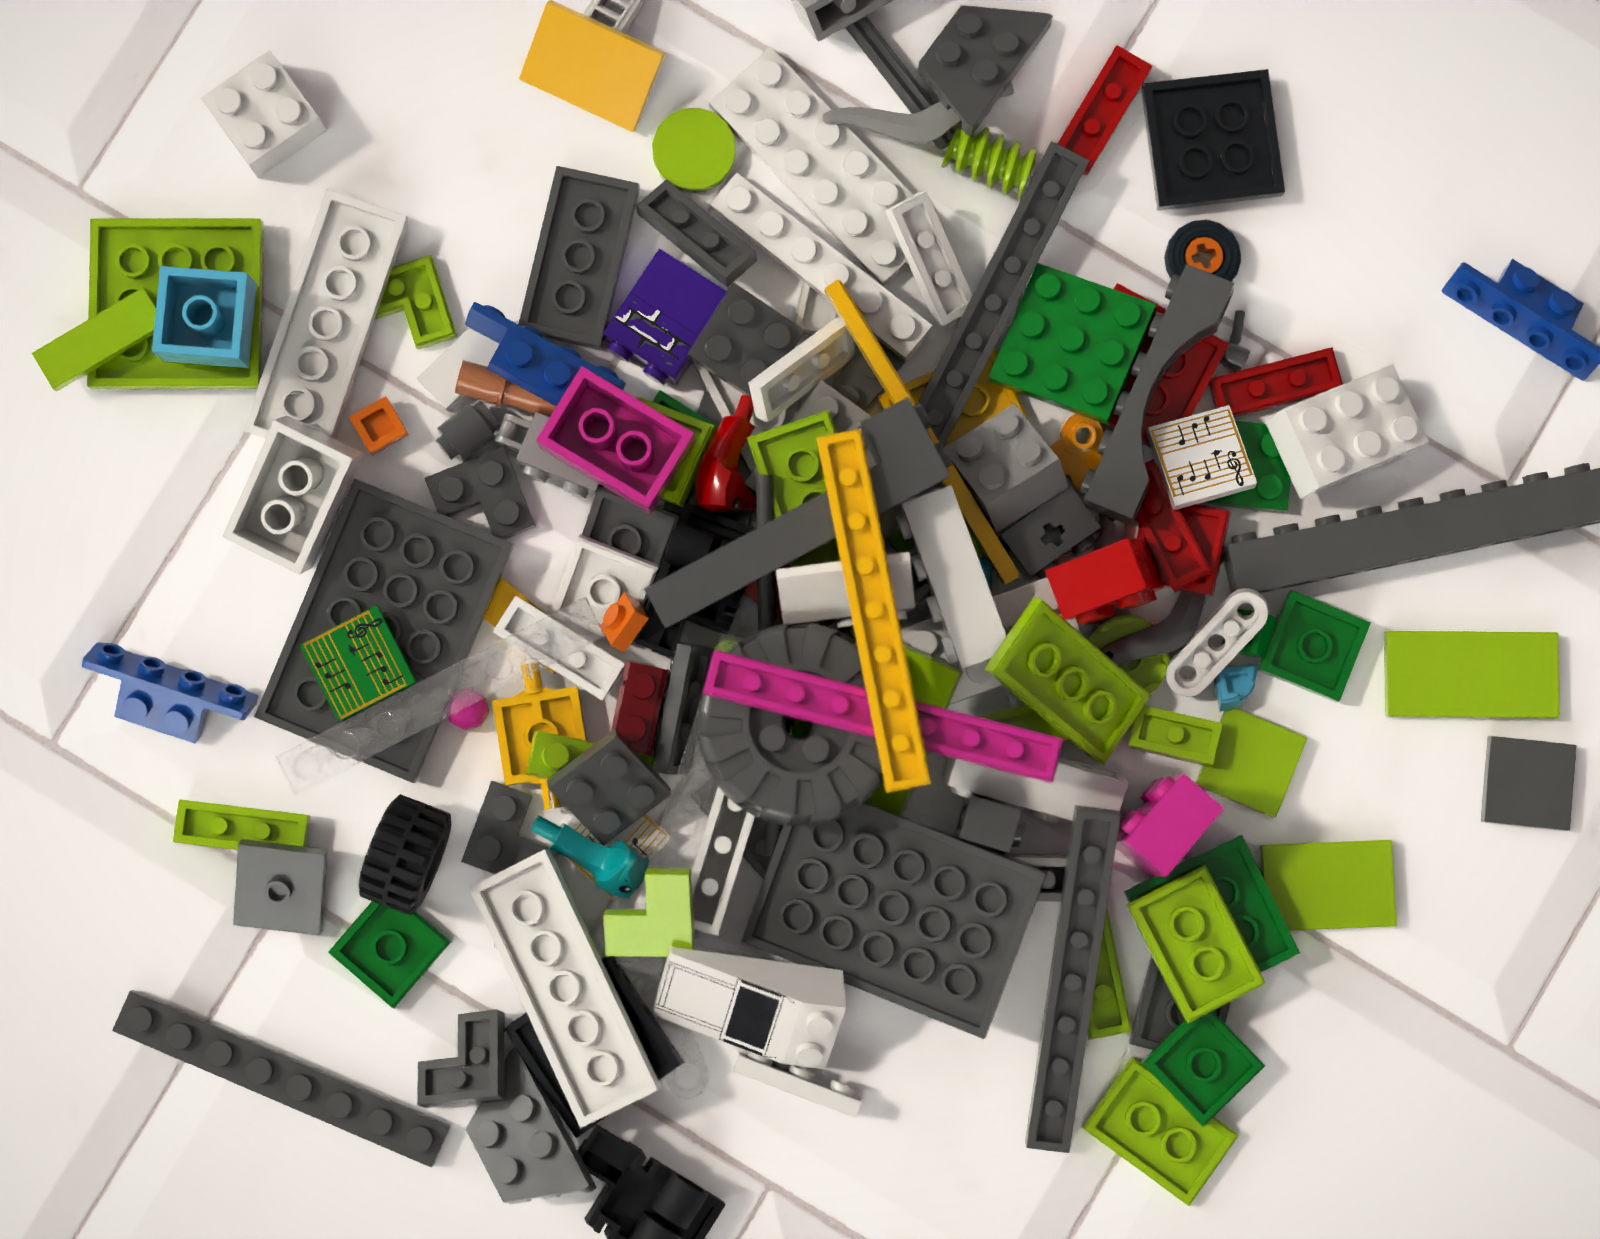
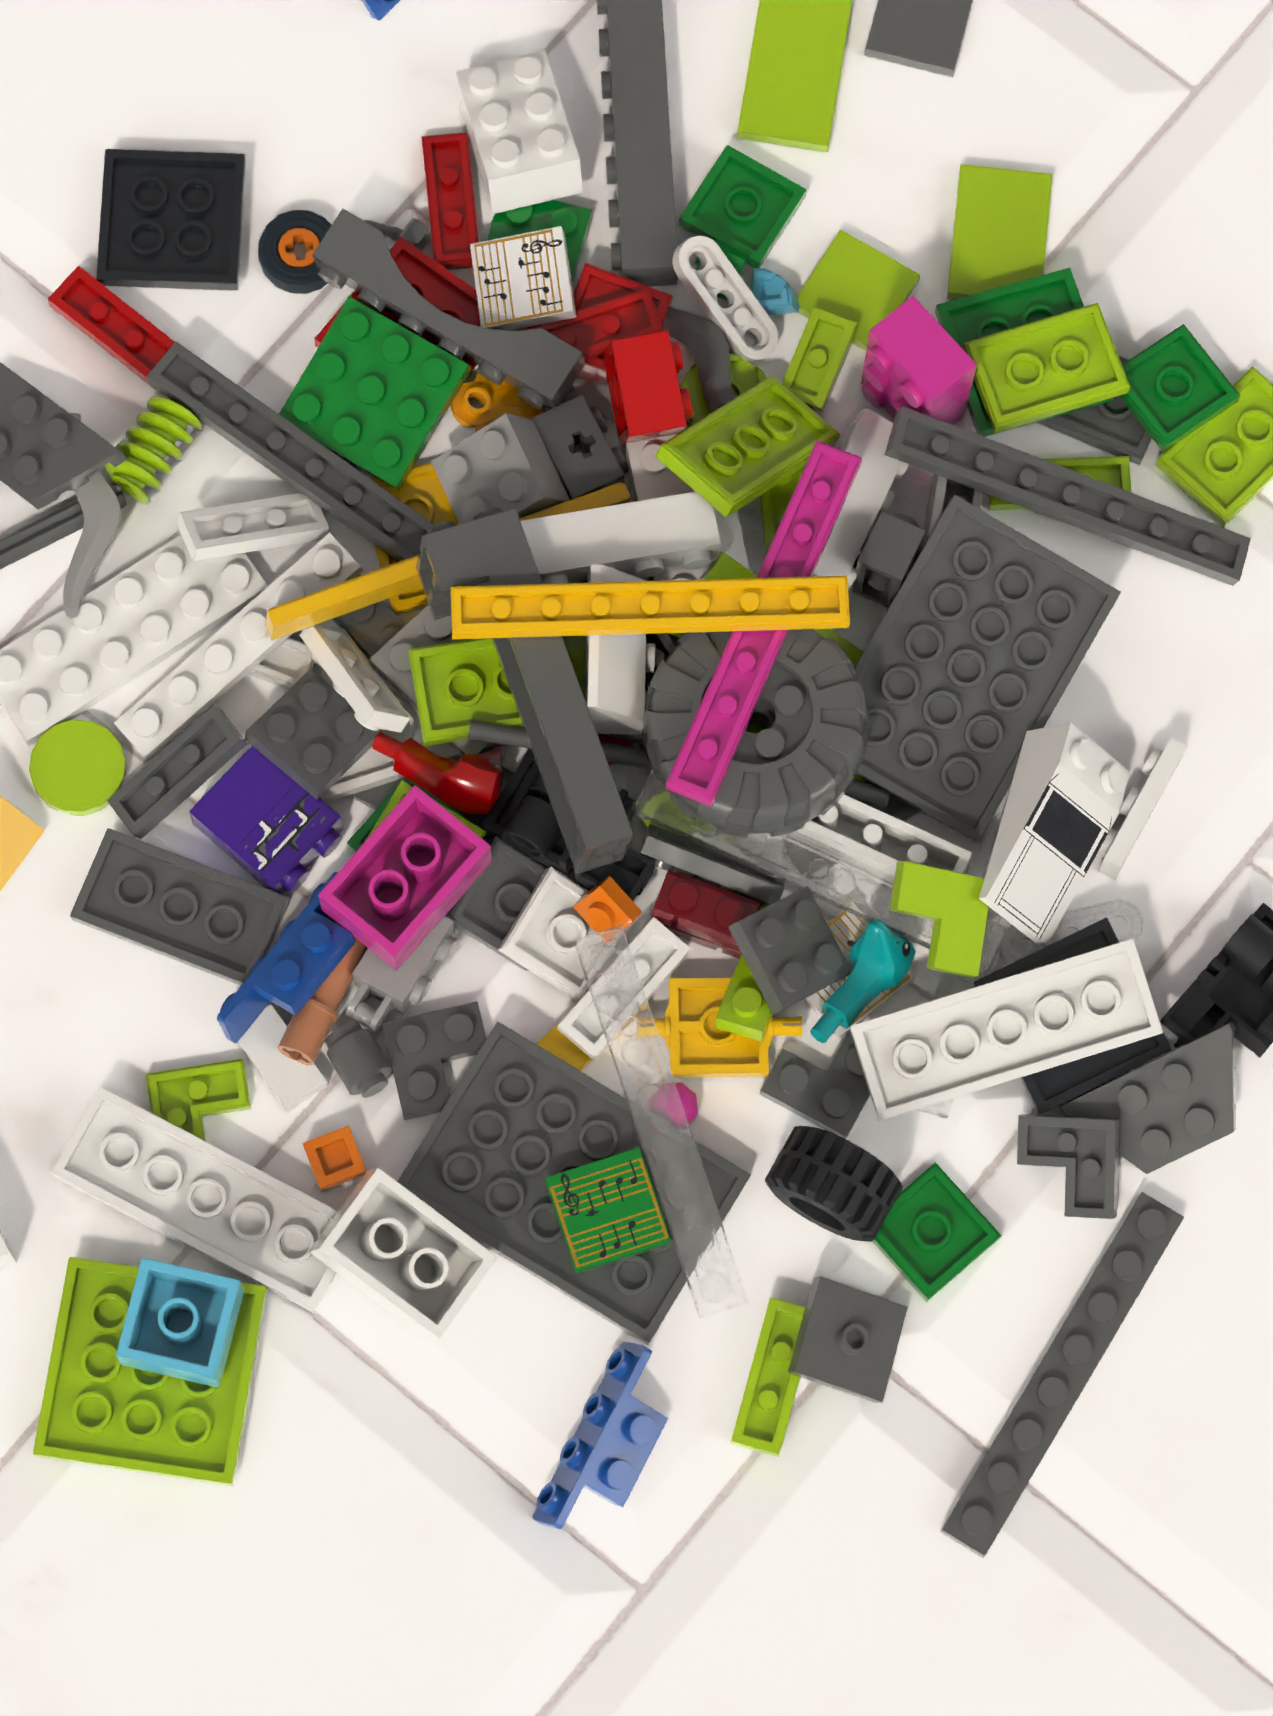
camera: 80 degrees left, 10 degrees down
(97, 340) = (180, 1458): lime tile -> none

